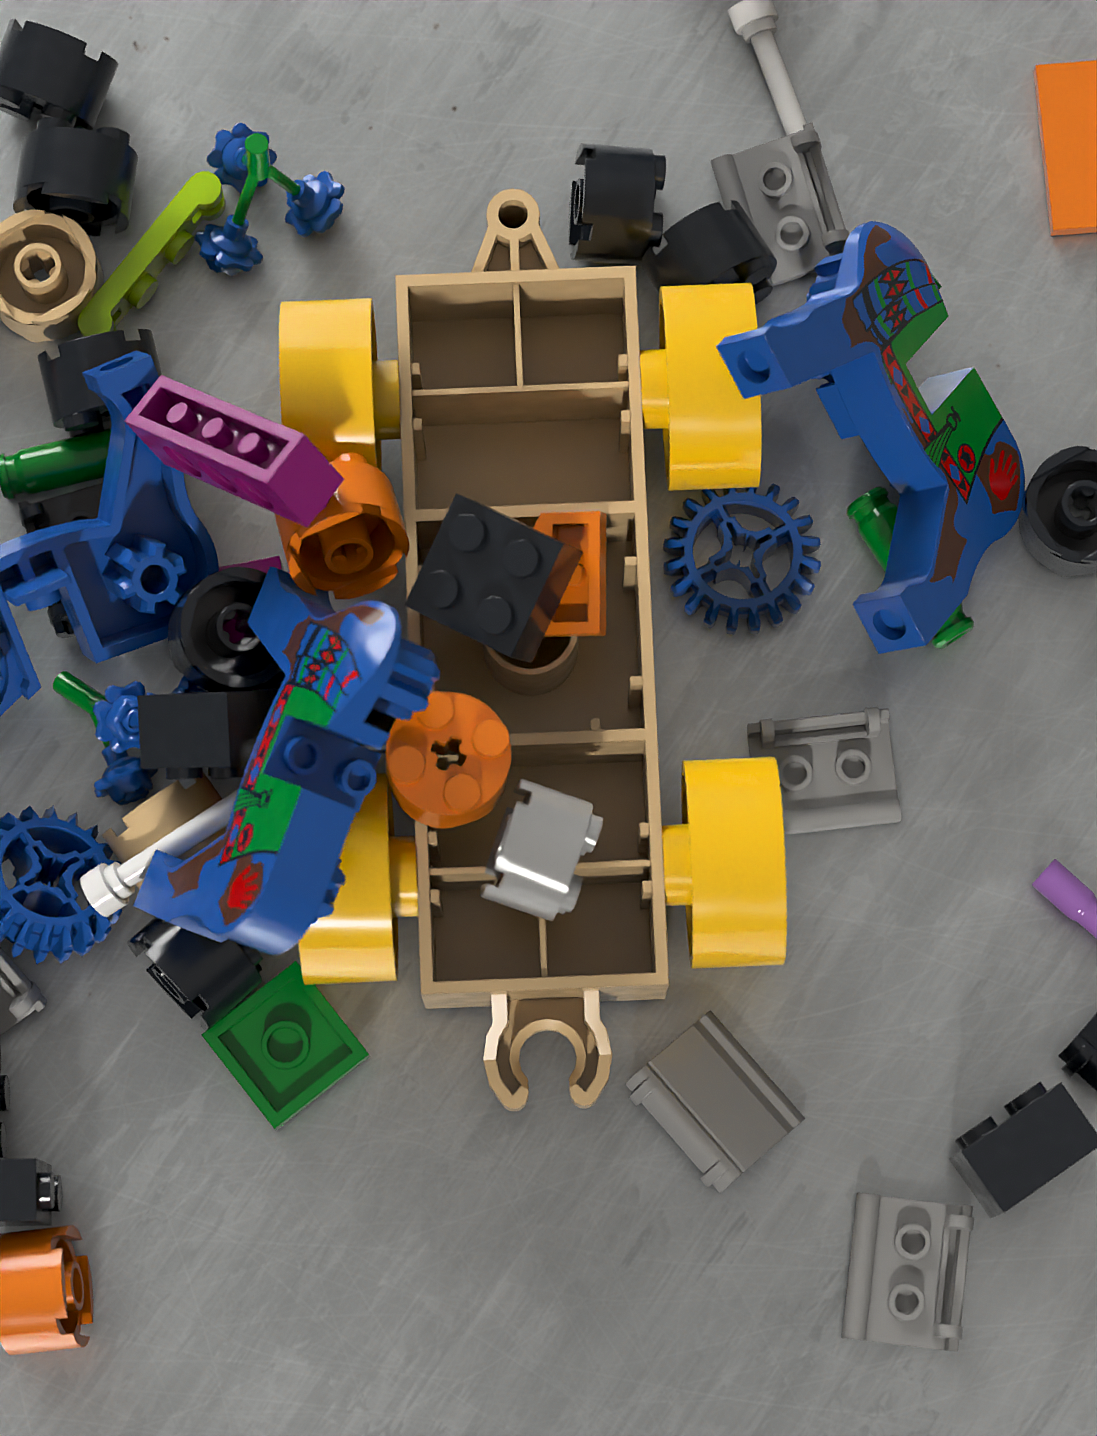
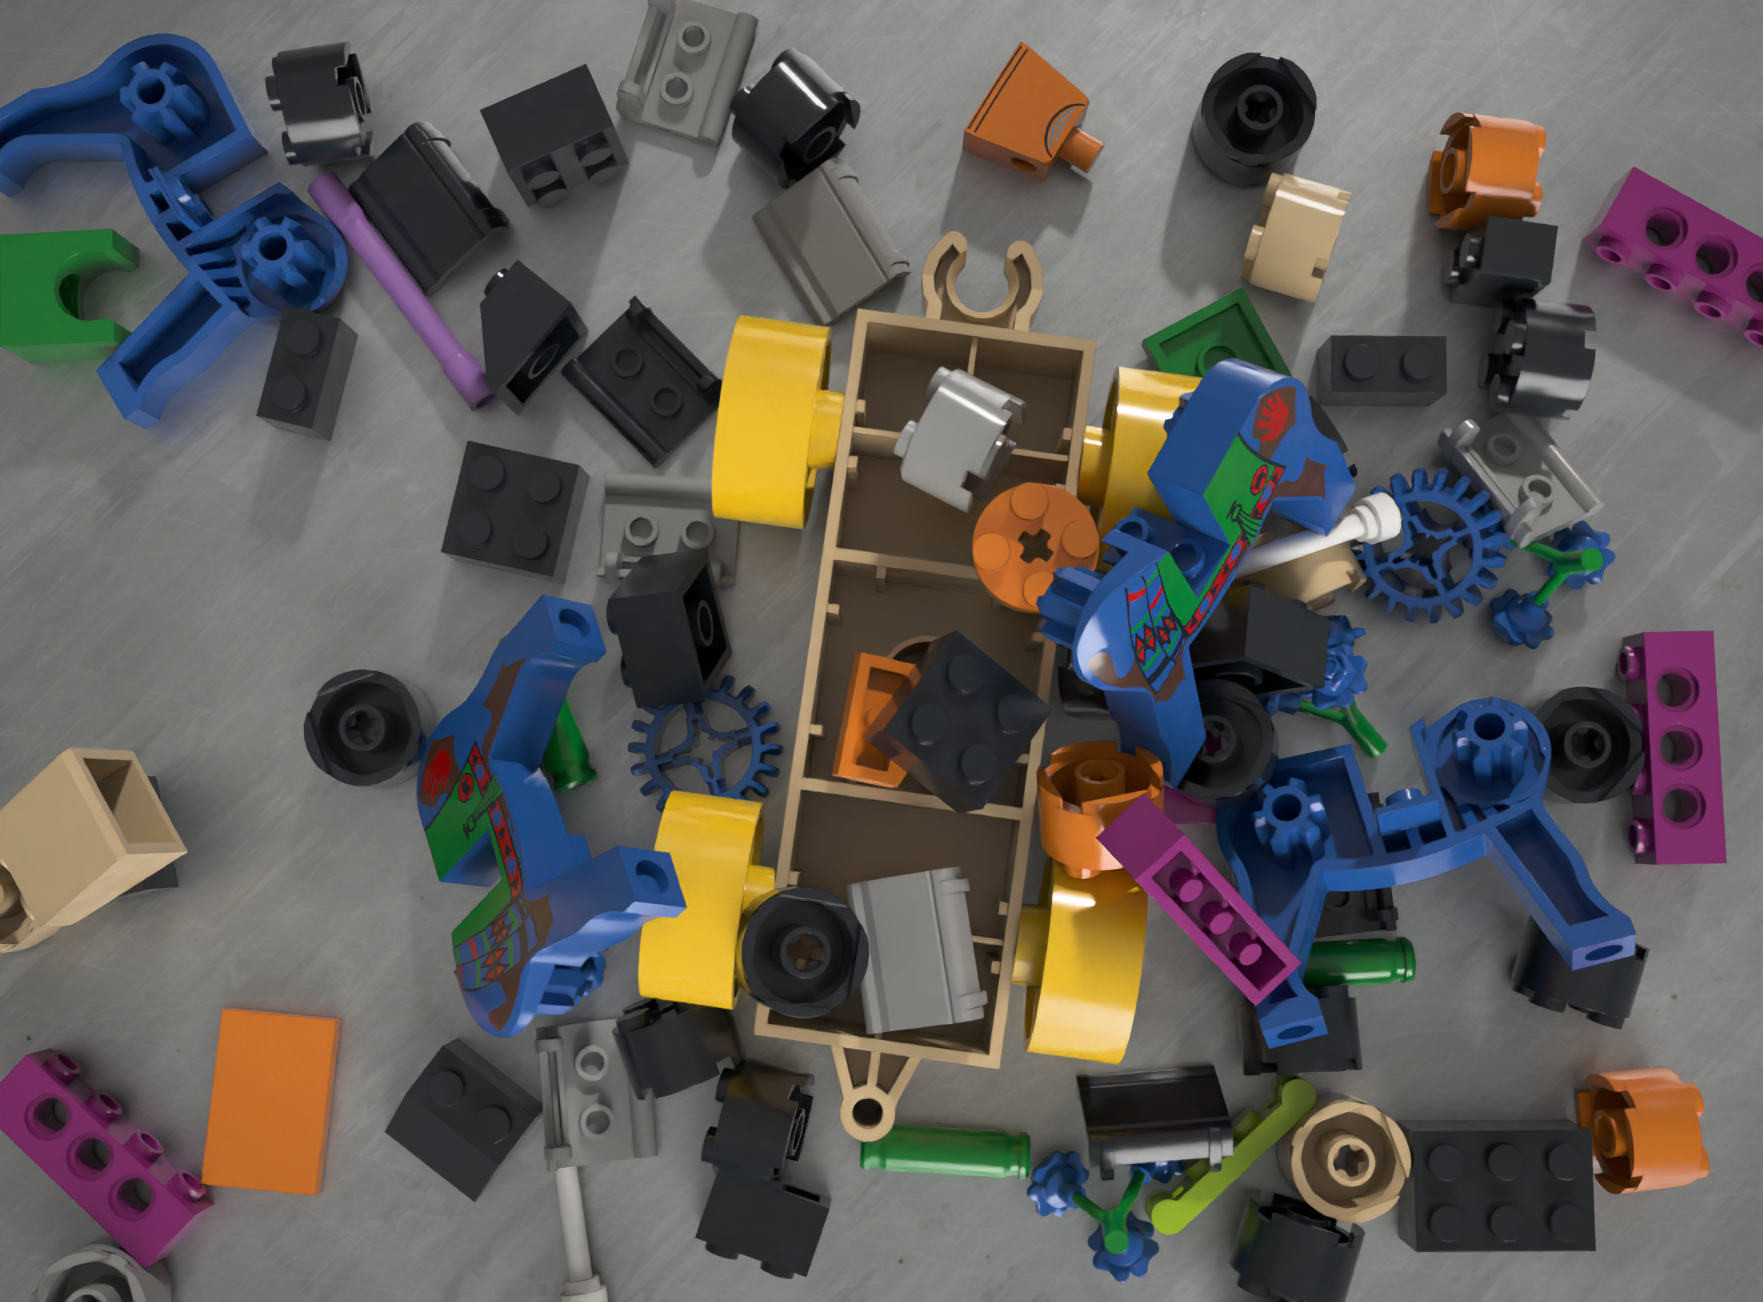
camera: 165 degrees left, 5 degrees up
(115, 1064) = (1381, 370): none -> black brick
(227, 1185) = (1294, 236): none -> tan brick
(231, 278) = (1155, 1117): none -> black piece
(255, 1309) = (1248, 90): none -> black brick
(420, 215) = (949, 1152): none -> green axle
(495, 363) = (918, 951): none -> light grey piece
(525, 1271) = (1032, 120): none -> orange torso
(581, 316) = (836, 951): none -> black brick
(592, 111) = (764, 1224): none -> black brick
(780, 1217) = (792, 118): none -> black brick
(798, 655) = (669, 628): none -> black brick
(881, 921) = (645, 383): none -> black piece
(904, 162) = (464, 1118): none -> black slope
(983, 755) = (515, 512): none -> black brick
(1013, 937) = (525, 333): none -> black slope

